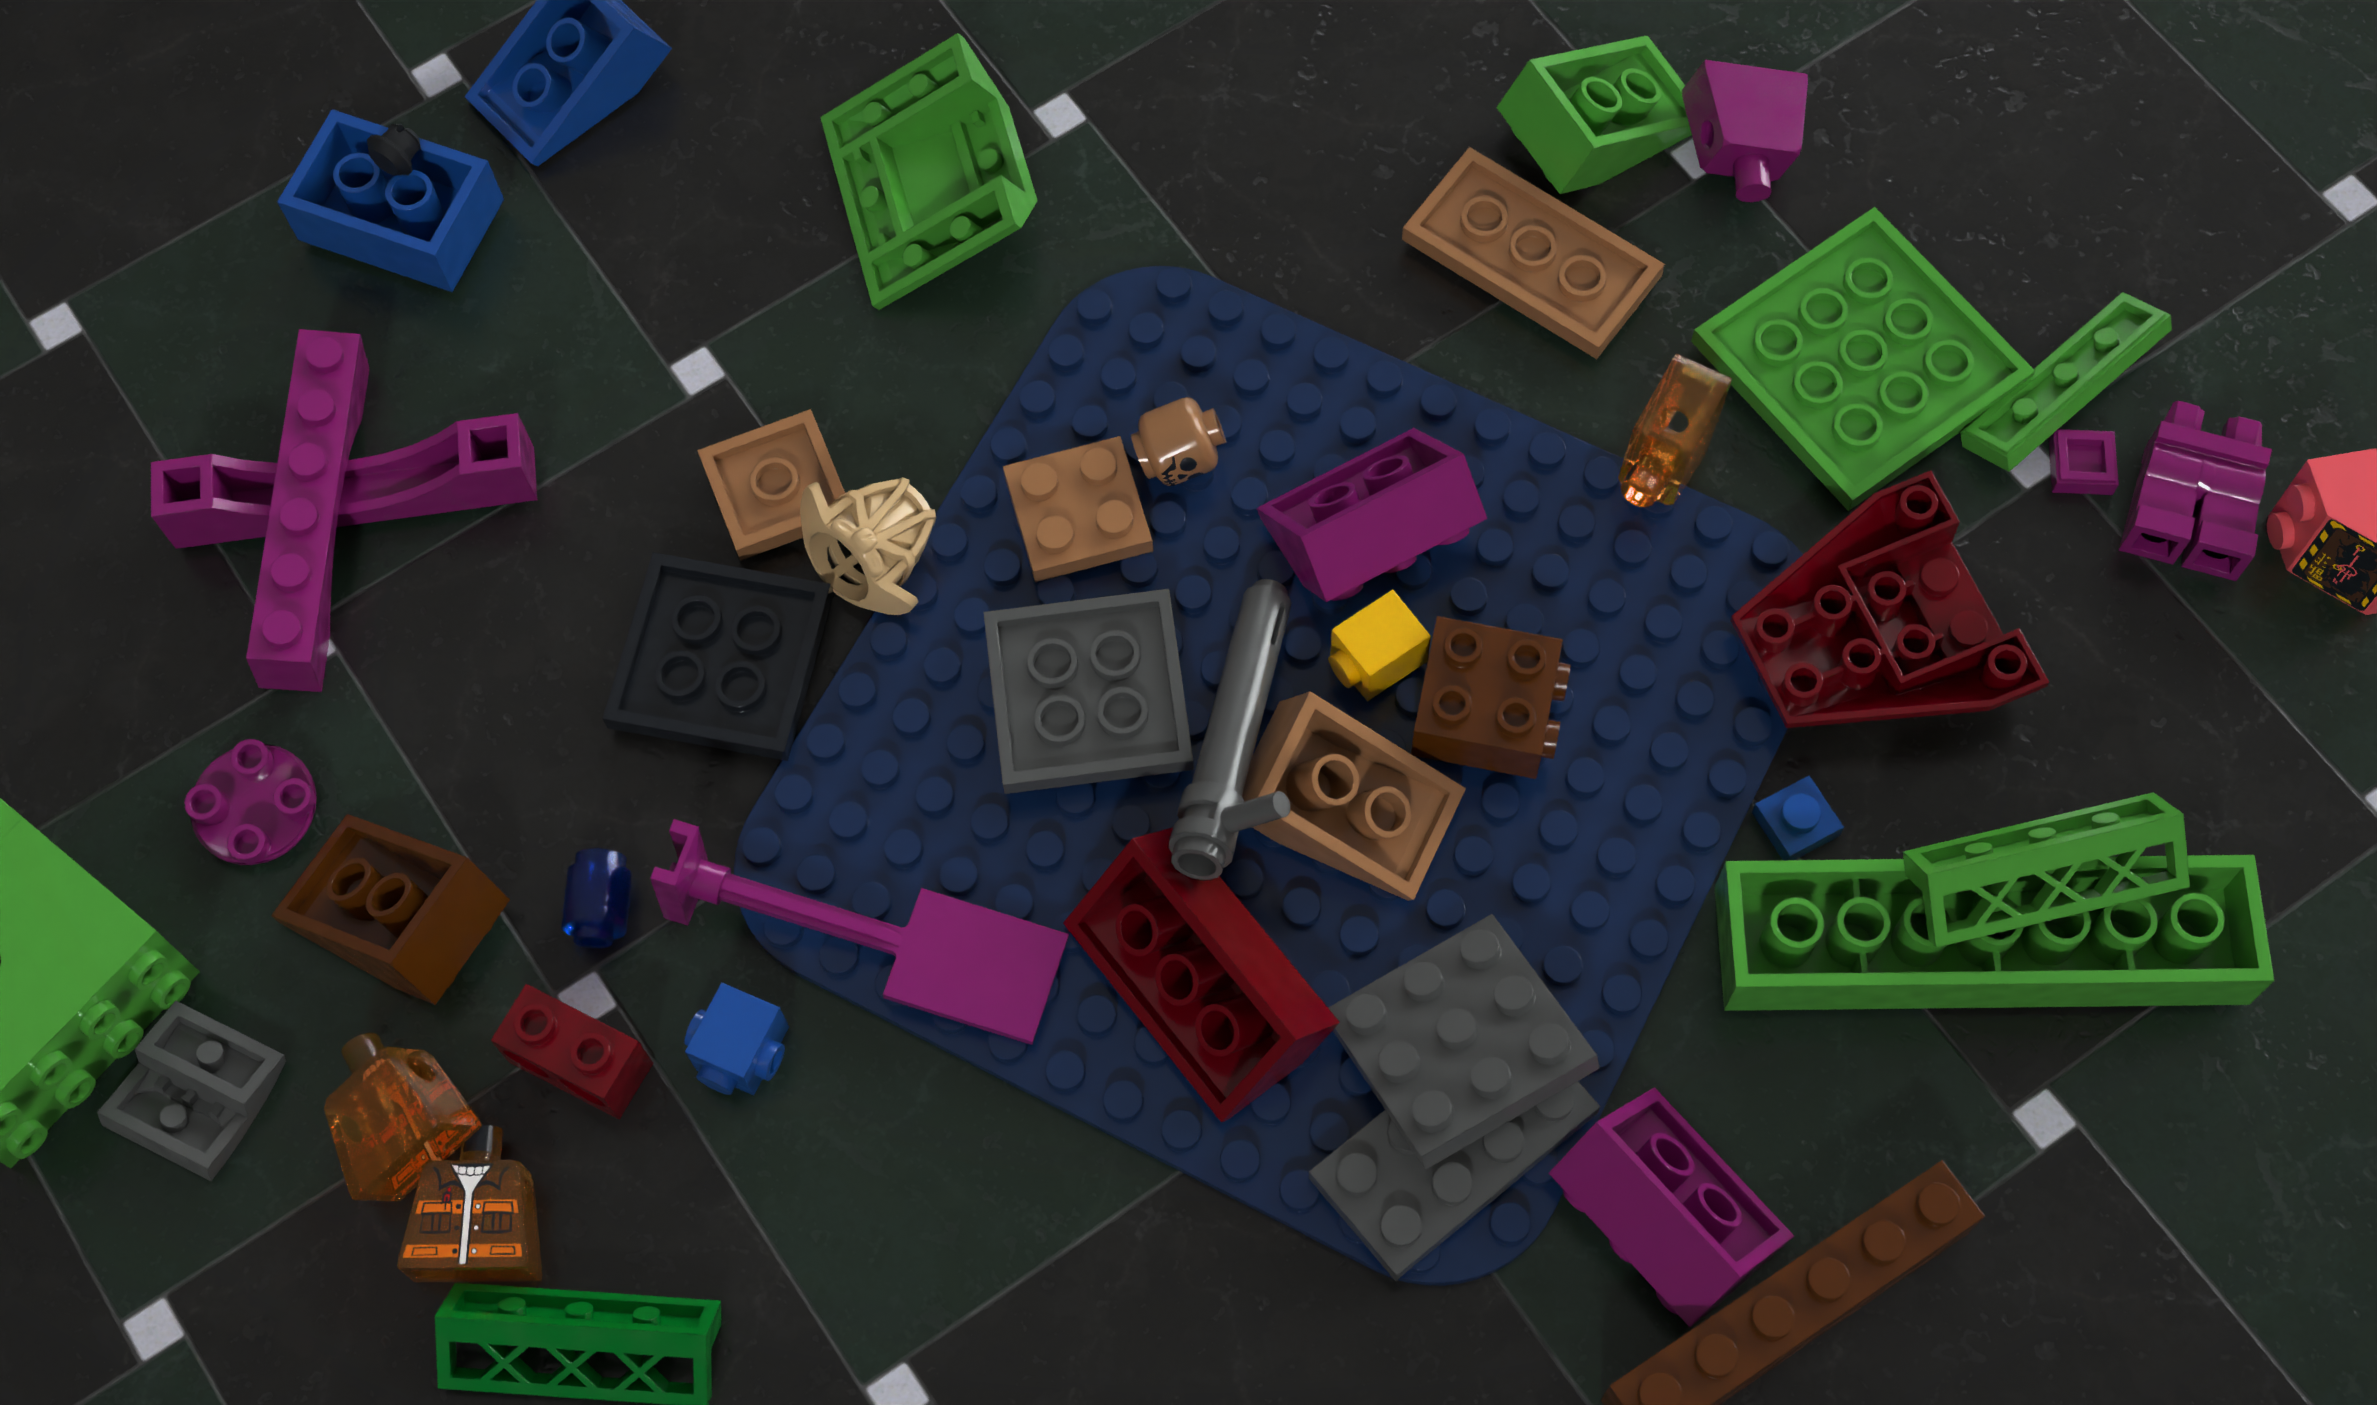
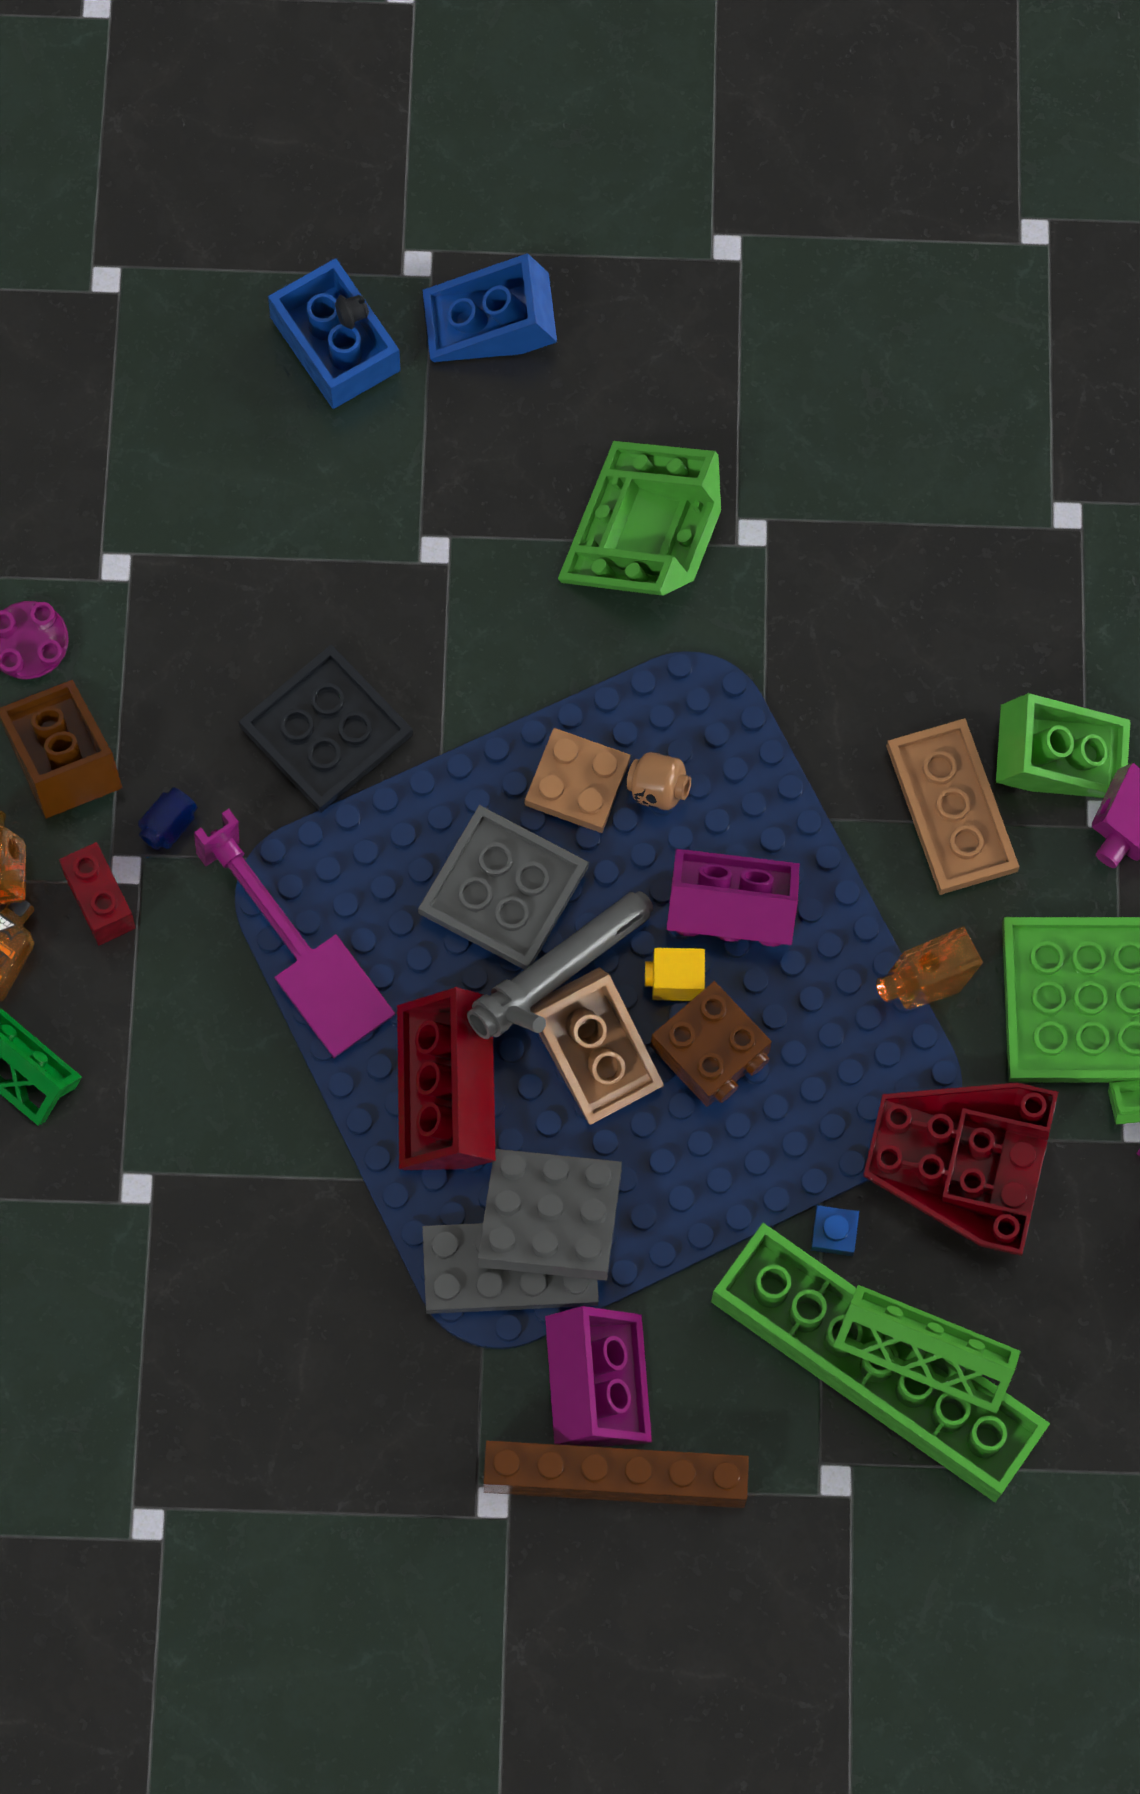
camera: 30 degrees right, 5 degrees up
(296, 569) = (143, 514): magenta arch -> none
(456, 470) = (248, 517): magenta arch -> none
(736, 1041) = (183, 948): blue brick -> none
(763, 478) = (426, 650): medium nougat plate -> none
(883, 530) = (453, 721): tan piece -> none

